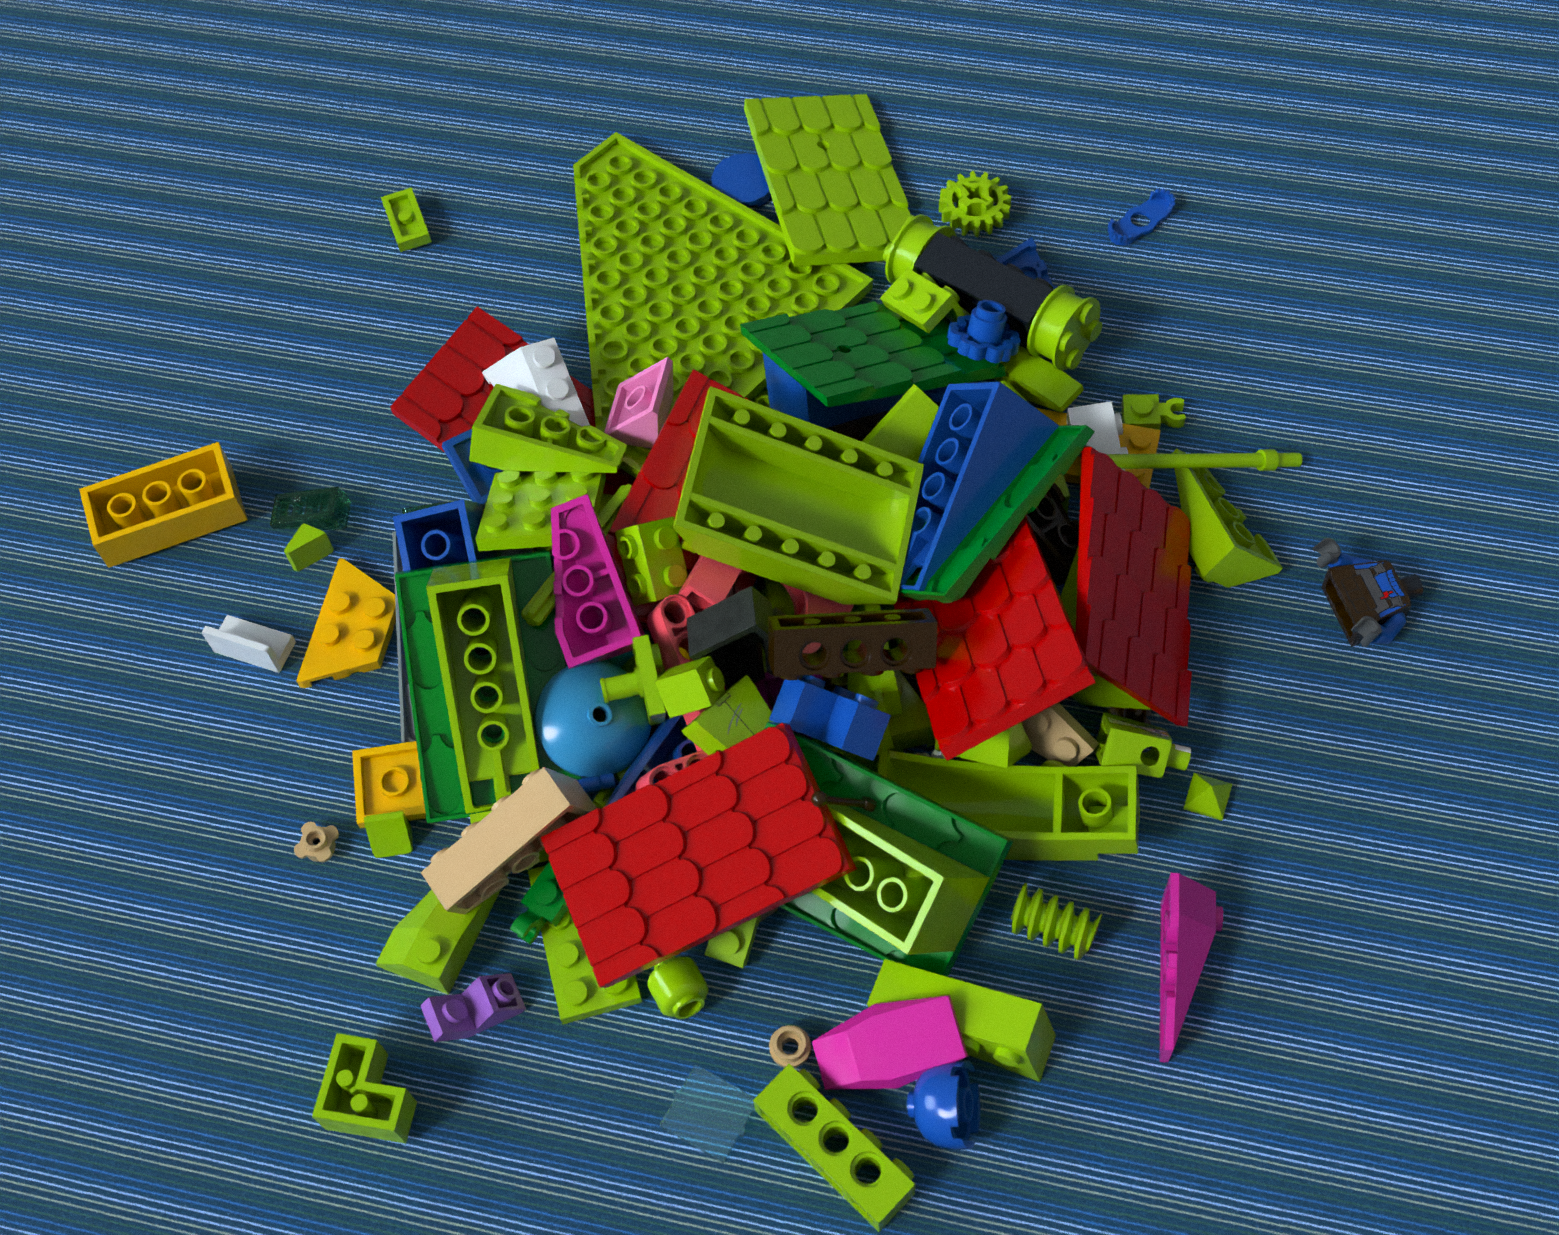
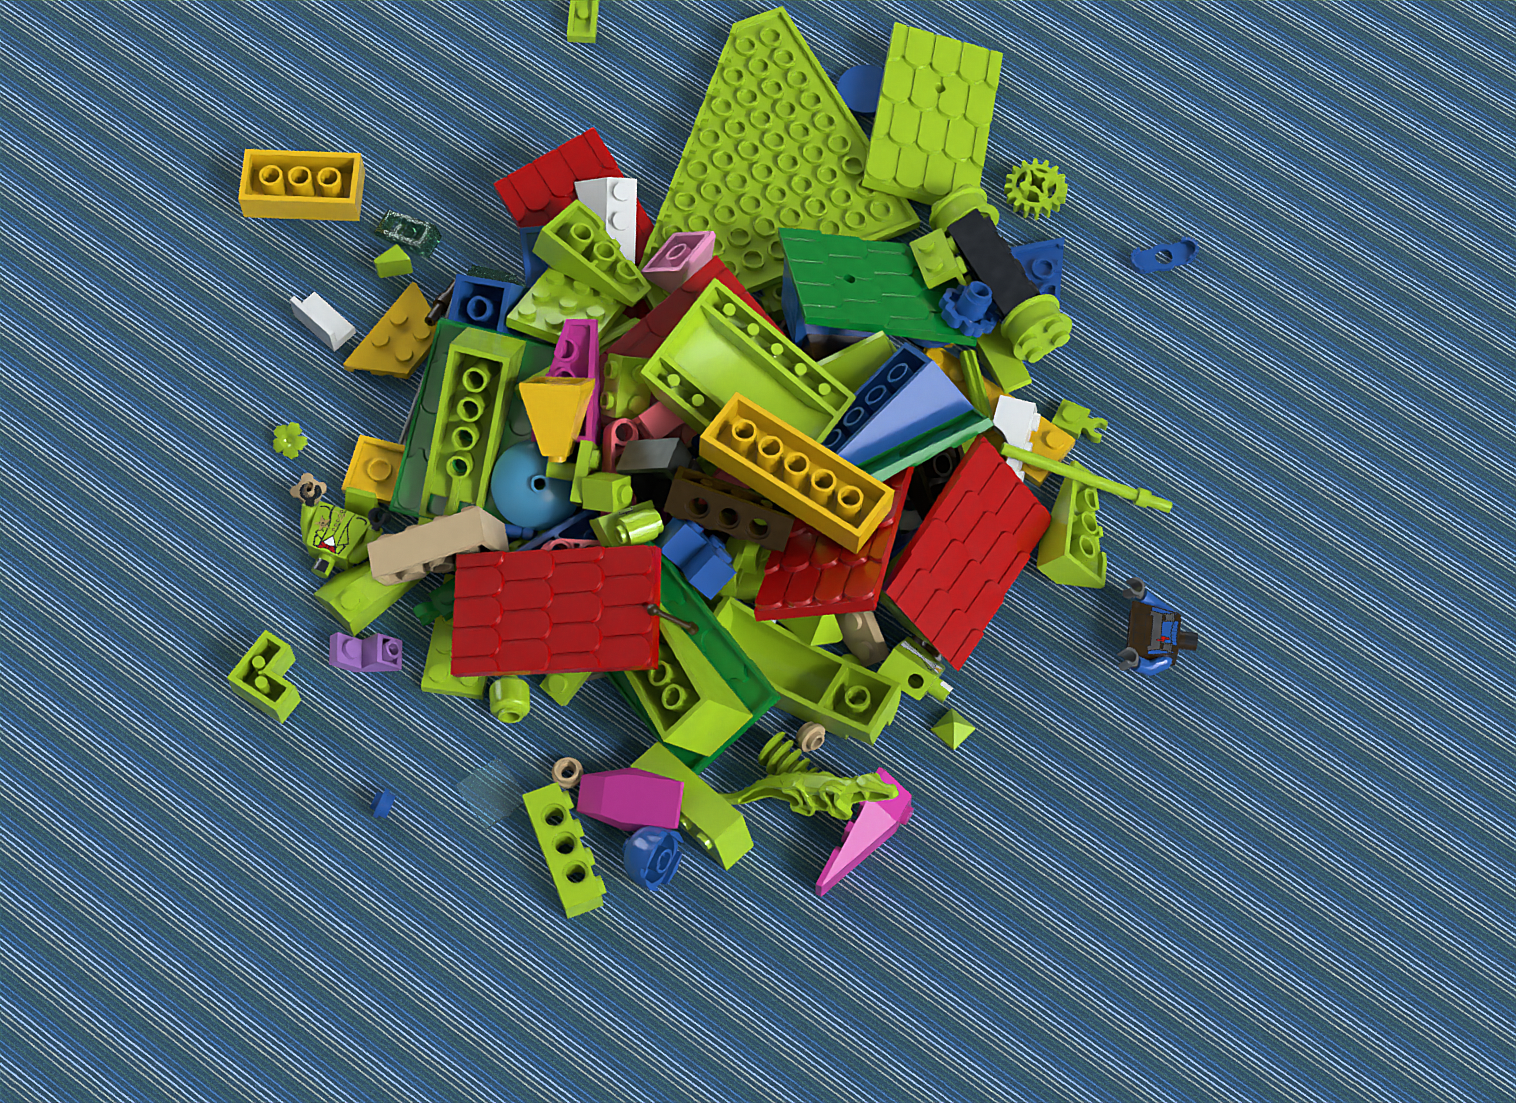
camera: 20 degrees right, 5 degrees up
(267, 793) = (288, 440): none -> lime plant
(375, 879) = (335, 534): none -> lime torso
(383, 569) = (440, 305): none -> dark brown bar
(580, 1189) = (382, 803): none -> blue plate
(588, 619) = (556, 411): none -> yellow slope
(749, 711) = (638, 527): none -> lime brick
(914, 565) = (796, 472): none -> yellow brick
(1055, 875) = (810, 736): none -> tan plate
(1114, 935) = (817, 792): none -> lime animal

